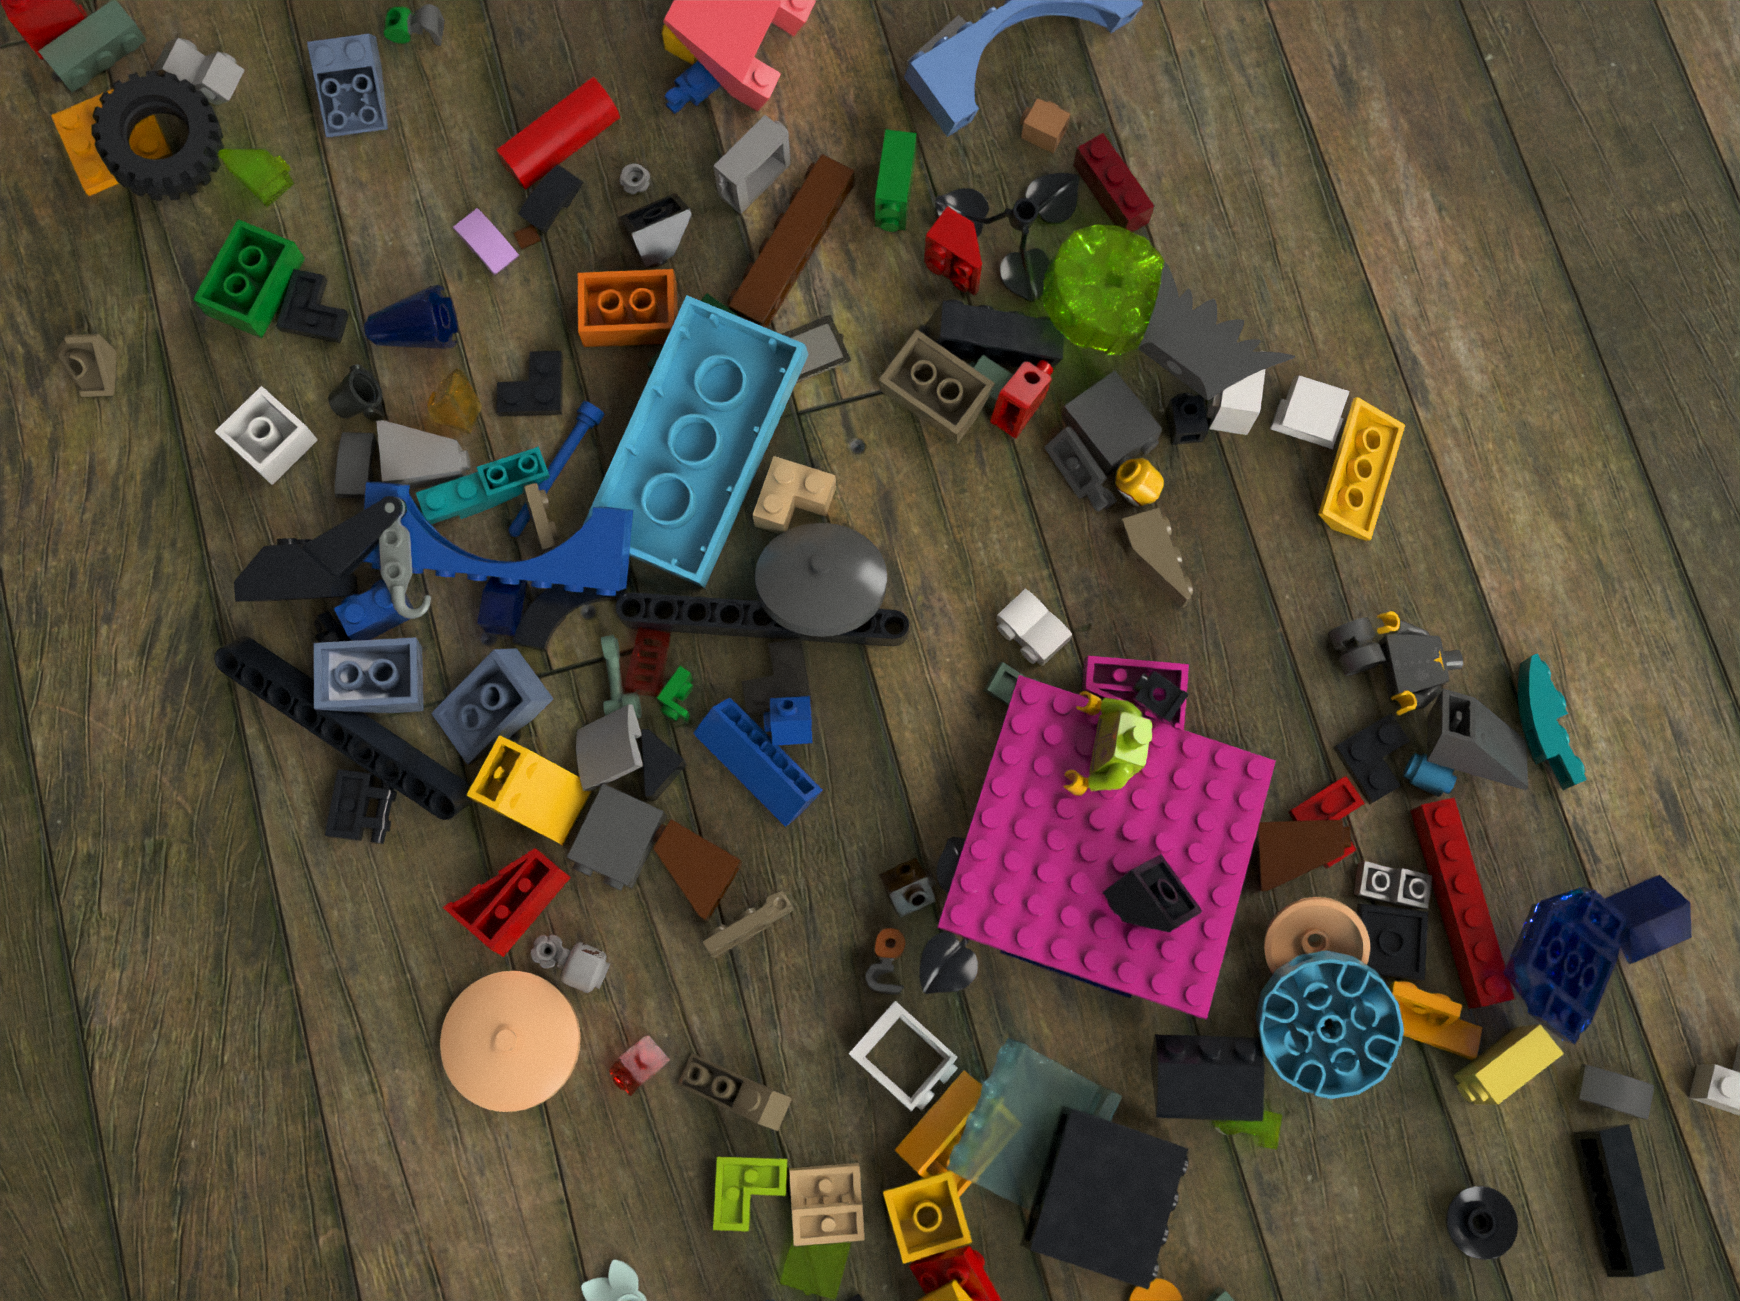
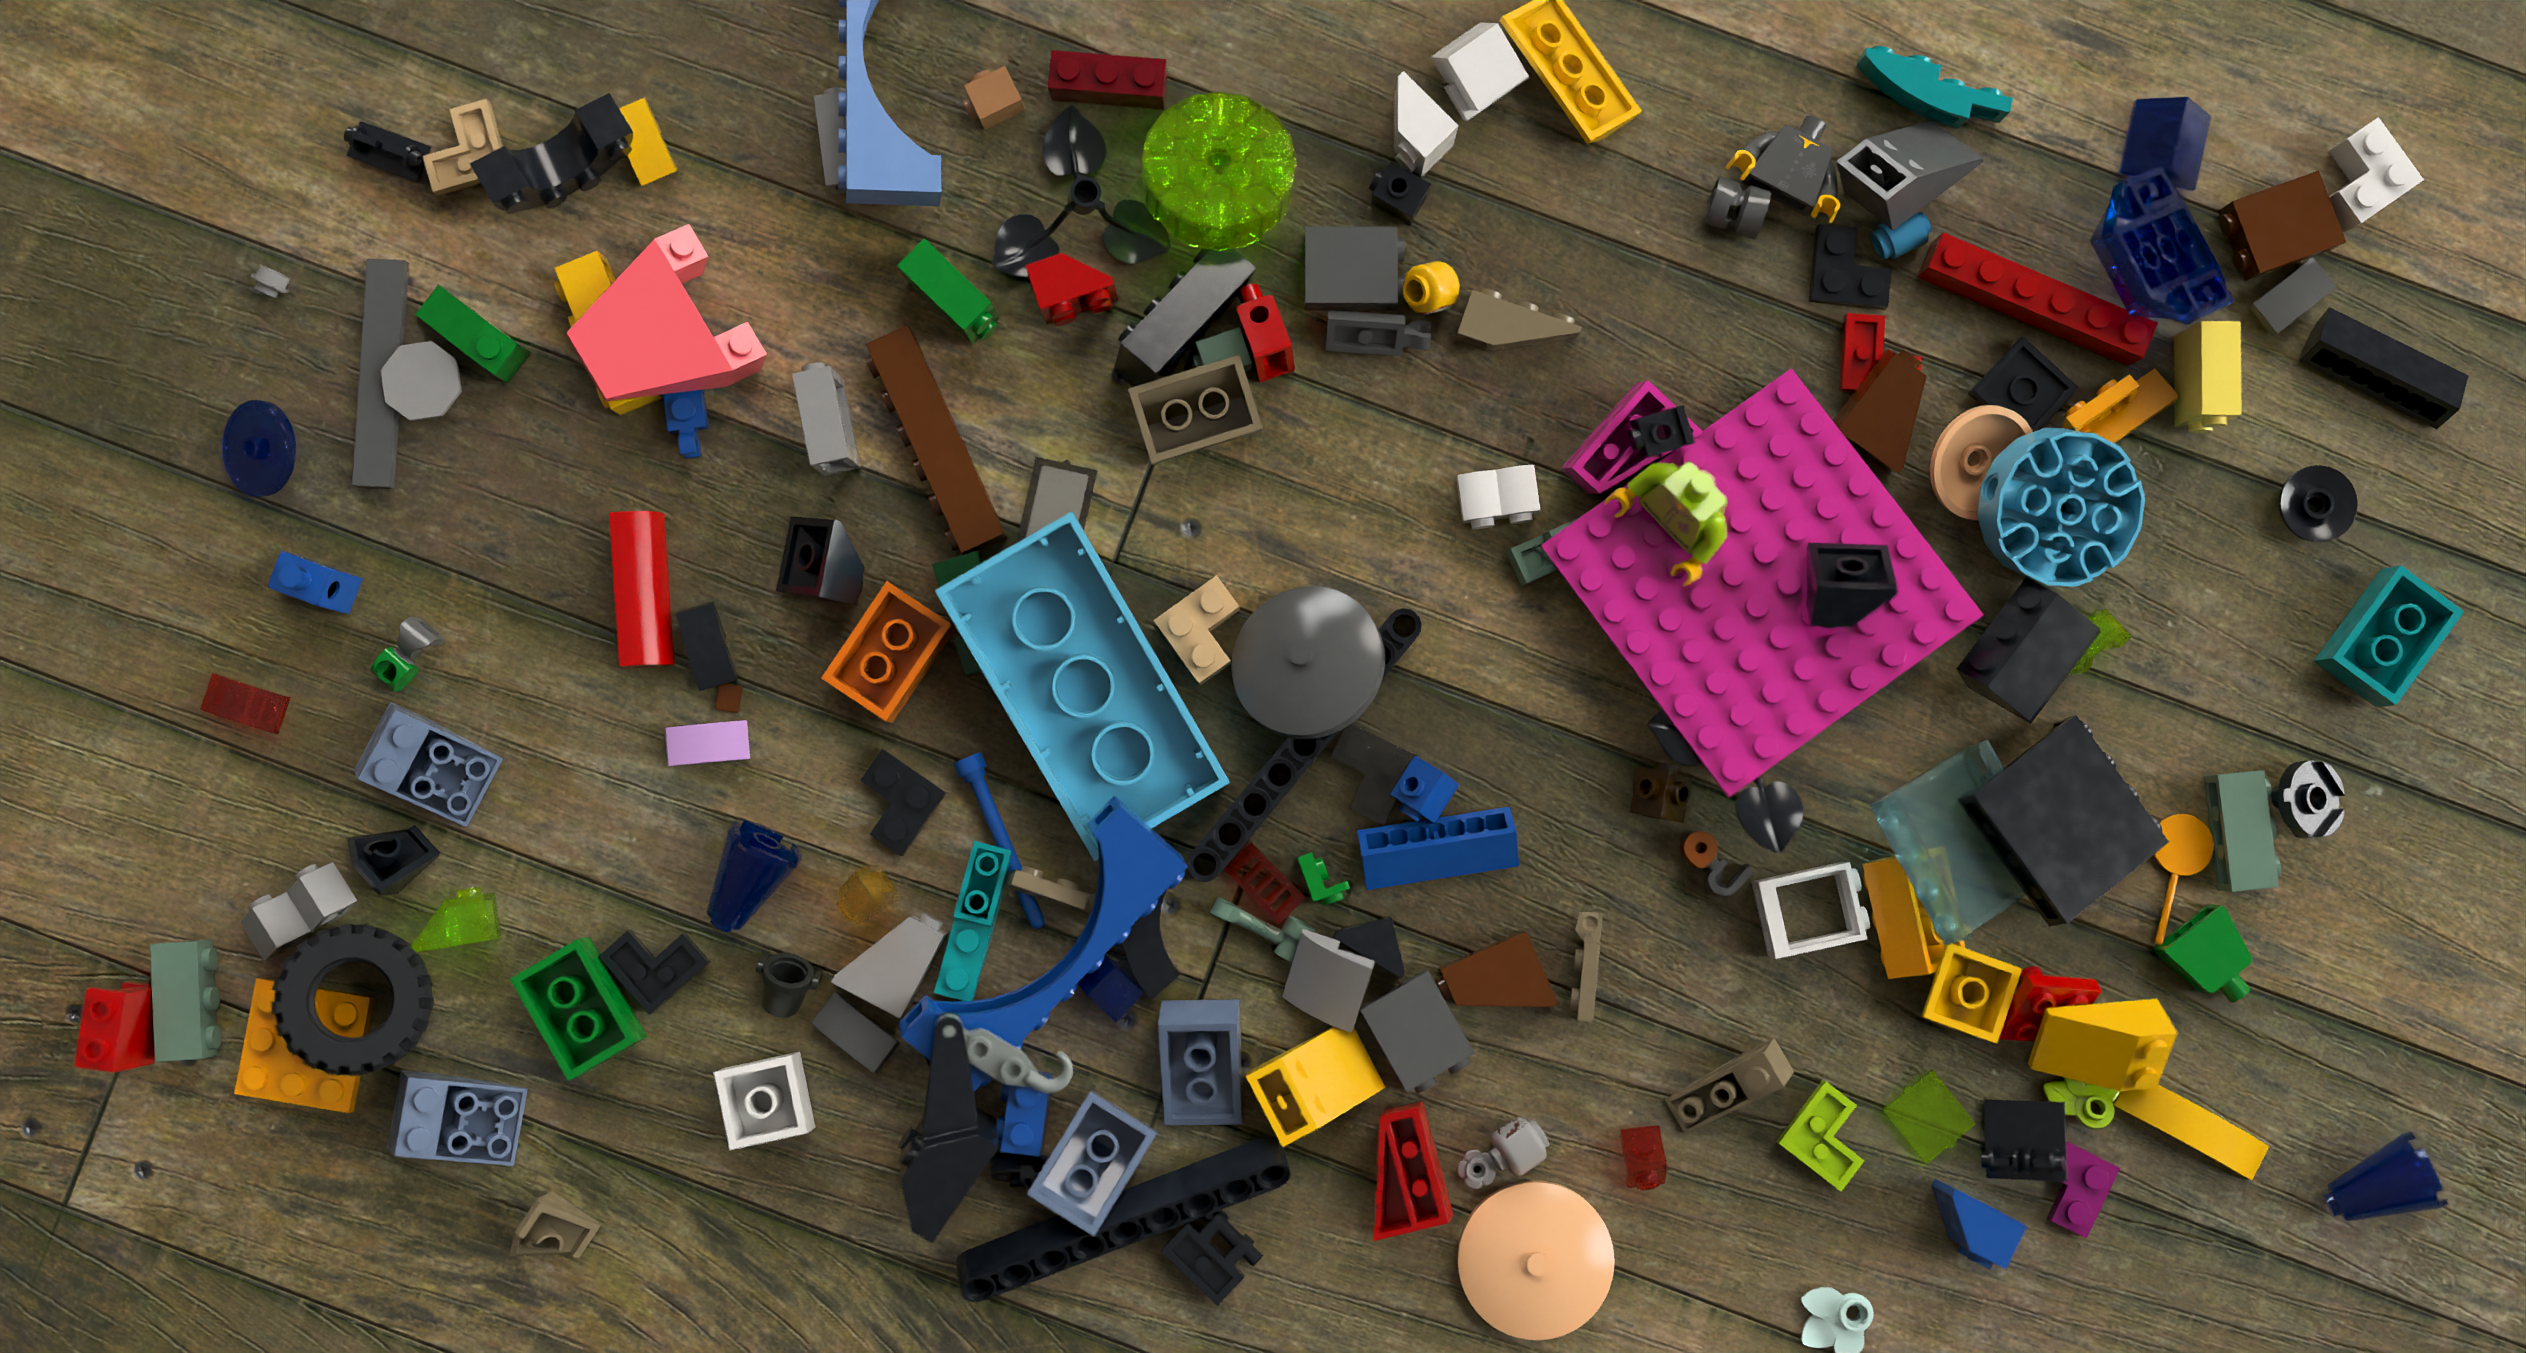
camera: 50 degrees left, 10 degrees up
(123, 256) = (456, 1119): none -> sand blue slope
(270, 105) = (391, 858): none -> black slope
(634, 171) = (737, 547): light grey plate -> none
(826, 1204) = (1888, 1073): tan slope -> none
(1197, 348) = (1347, 135): dark grey piece -> none
(1392, 885) = (1973, 347): light grey slope -> none
(1657, 1044) = (2281, 226): none -> reddish brown brick

